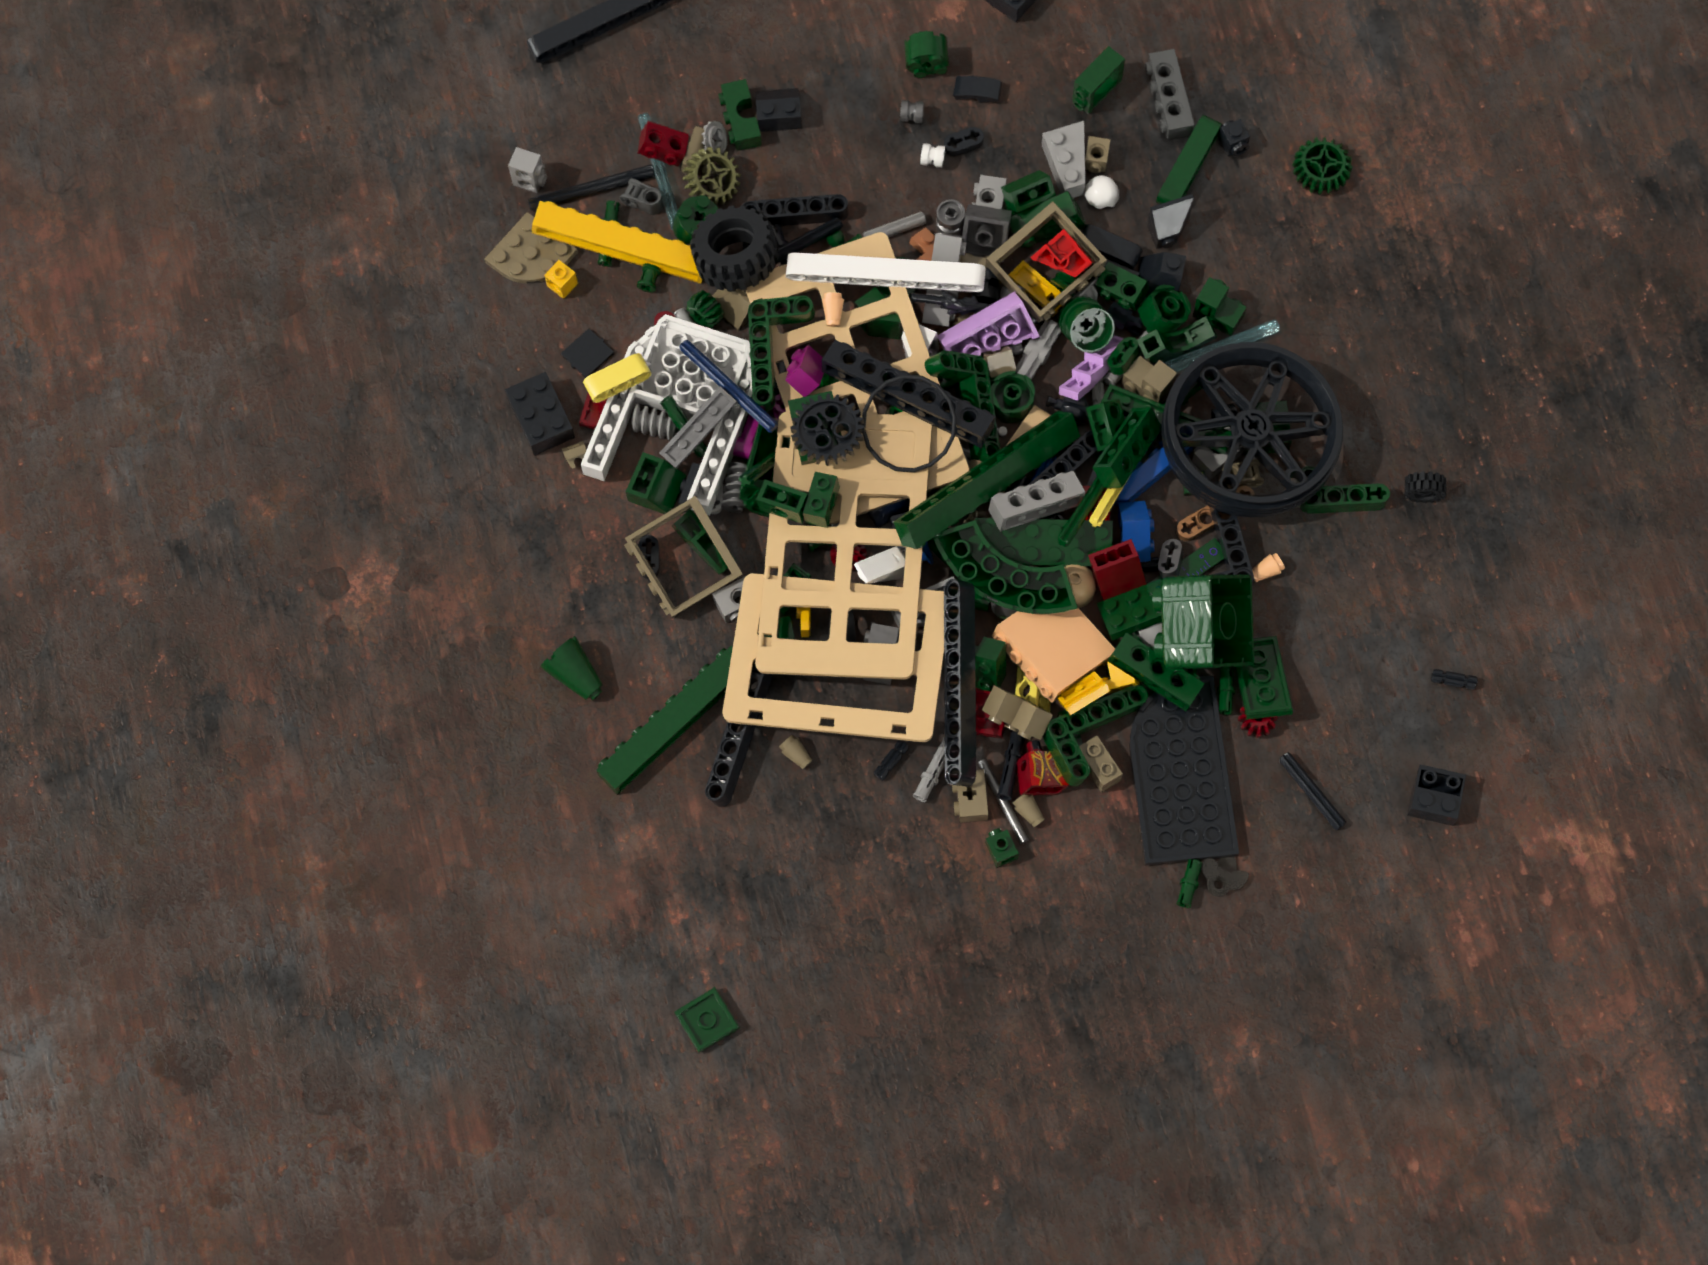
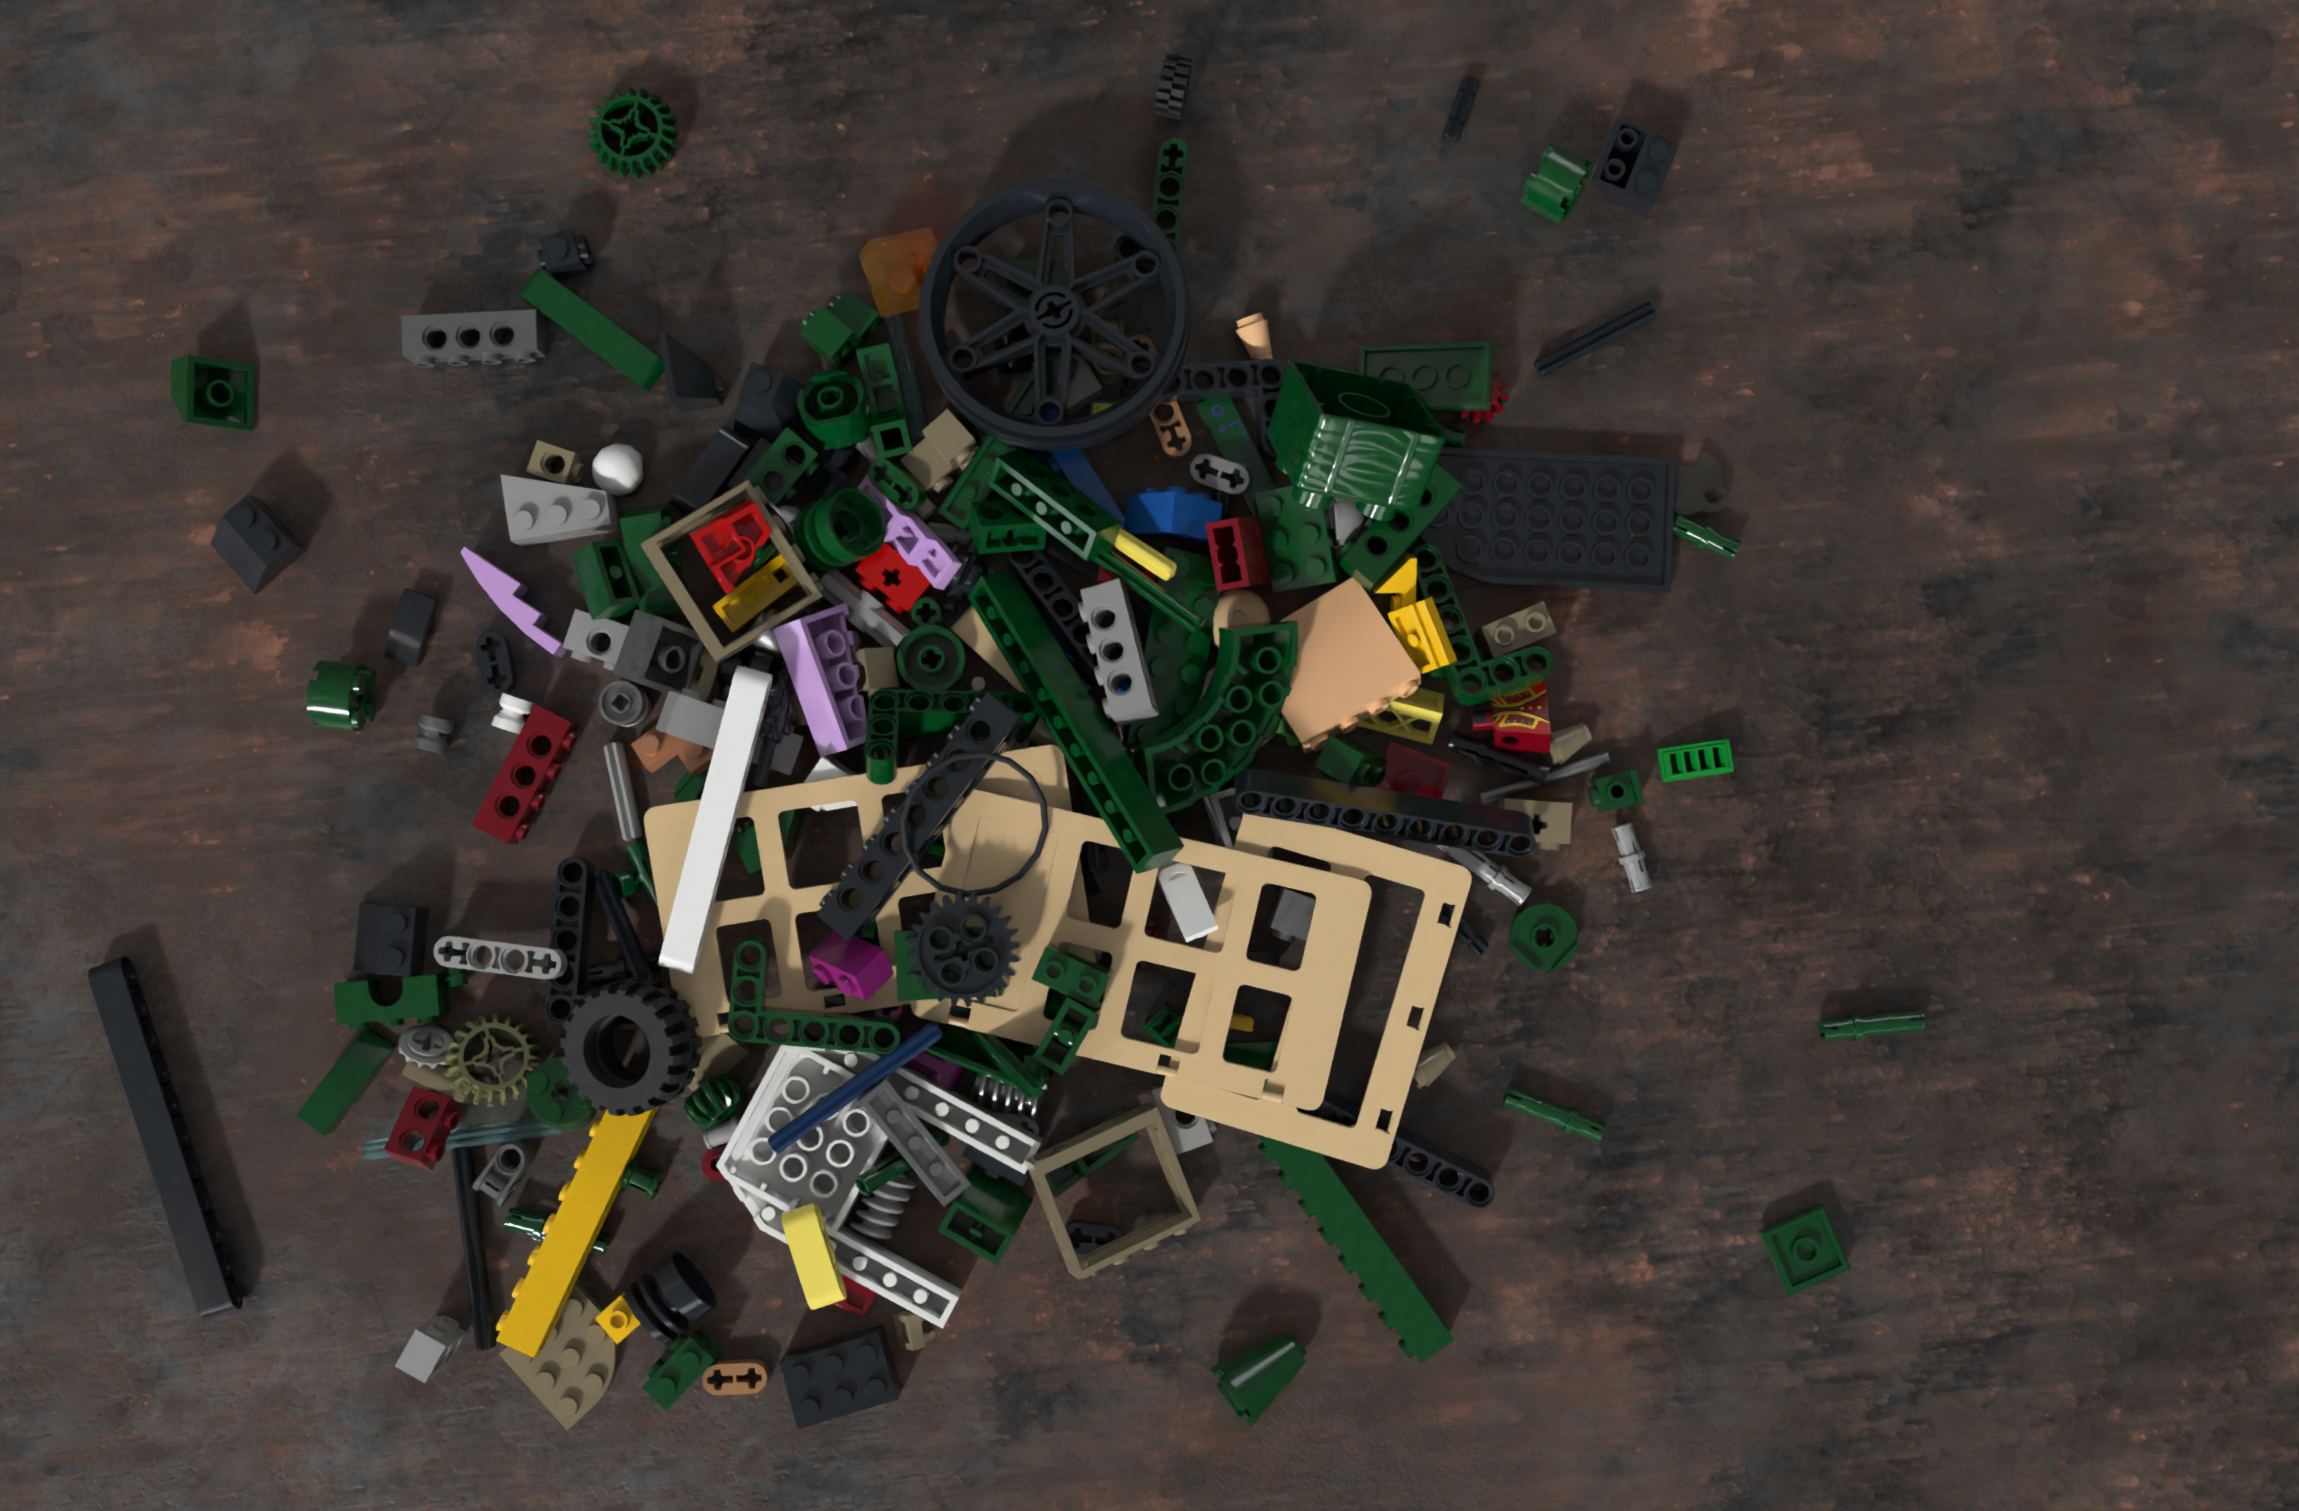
camera: 85 degrees left, 15 degrees up
(525, 354) = (736, 1385): none -> medium nougat beam
(532, 318) = (689, 1360): none -> dark green brick
(577, 302) = (670, 1297): none -> black wheel
(587, 353) = (749, 1288): black piece -> none
(684, 97) = (346, 1082): none -> dark green slope
(766, 148) = (454, 976): none -> dark green pin
(772, 848) = (1555, 1114): none -> dark green pin
(777, 170) = (500, 957): none -> light grey beam
(833, 308) = (759, 909): light nougat cone -> none
(868, 1044) = (1859, 1026): none -> dark green pin
(887, 159) = (493, 815): none -> dark red brick
(890, 802) = (1562, 937): none -> dark green plate
(958, 865) = (1631, 857): none -> light grey pin
(1006, 141) = (508, 596): none -> lavender slope
(1016, 713) = (1434, 733): dark tan brick -> none
(1039, 916) = (1724, 758): none -> green slope
(1047, 388) = (920, 607): none -> dark green bush
(1066, 355) = (887, 560): none -> red brick
(1098, 80) = (433, 440): dark green window -> none
(1266, 329) = (897, 268): none -> clear orange slope
(1412, 744) = (1557, 184): none -> dark green brick

